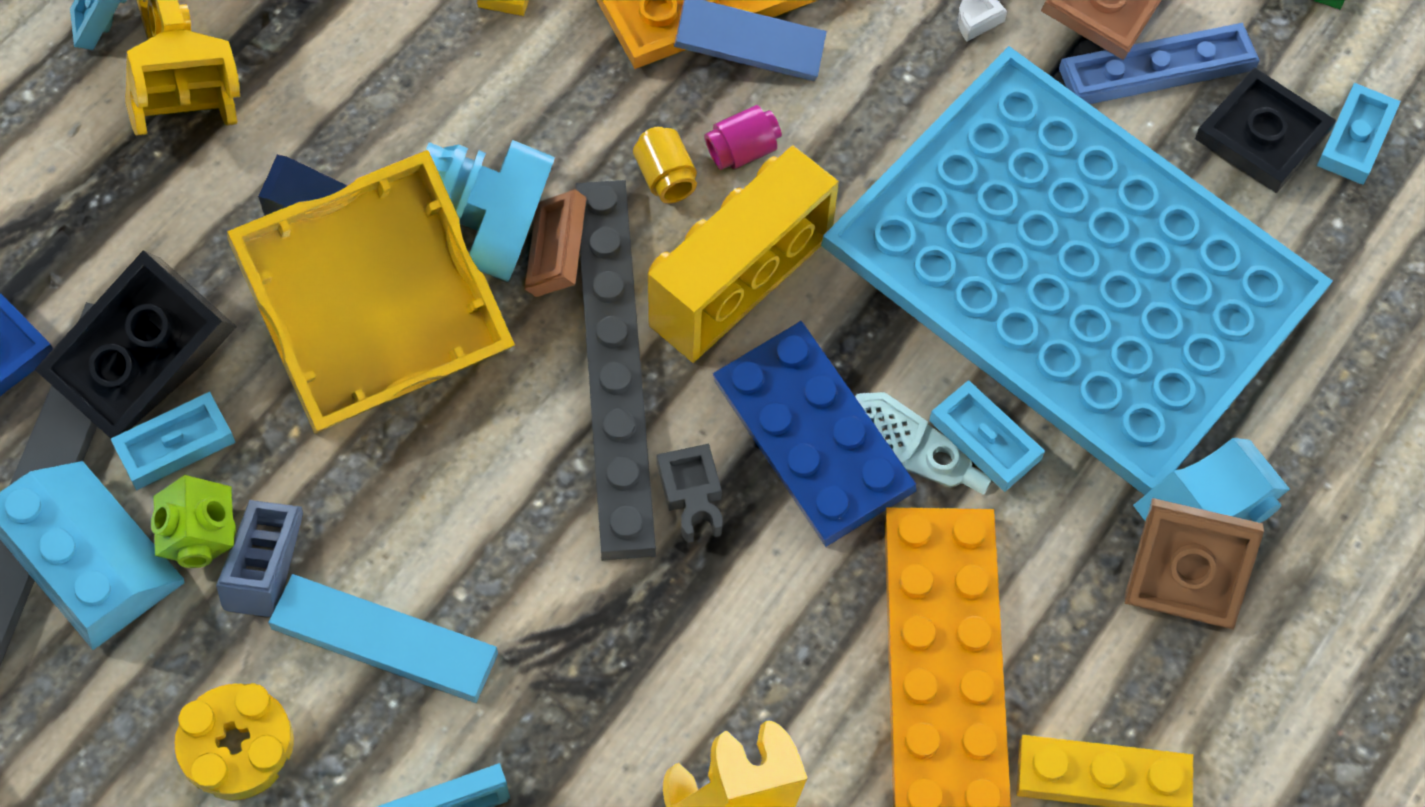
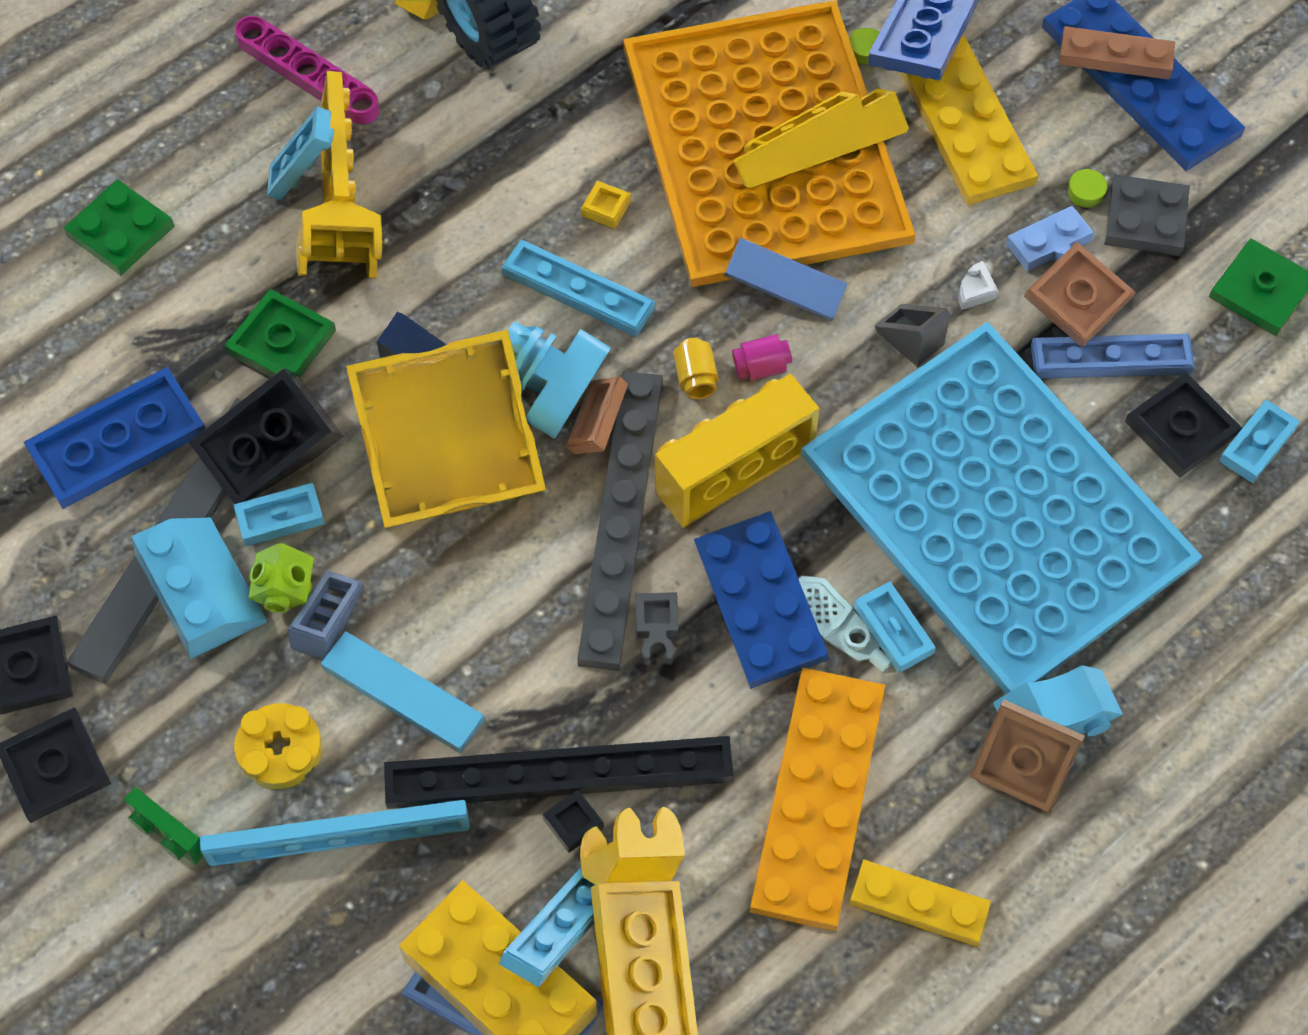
camera: 15 degrees right, 0 degrees up
(125, 214) = (280, 336): none -> green plate
(495, 93) = (578, 288): none -> medium azure tile
(607, 702) = (558, 772): none -> black plate
(642, 760) = (571, 820): none -> black plate
(920, 73) = (915, 330): none -> dark grey slope

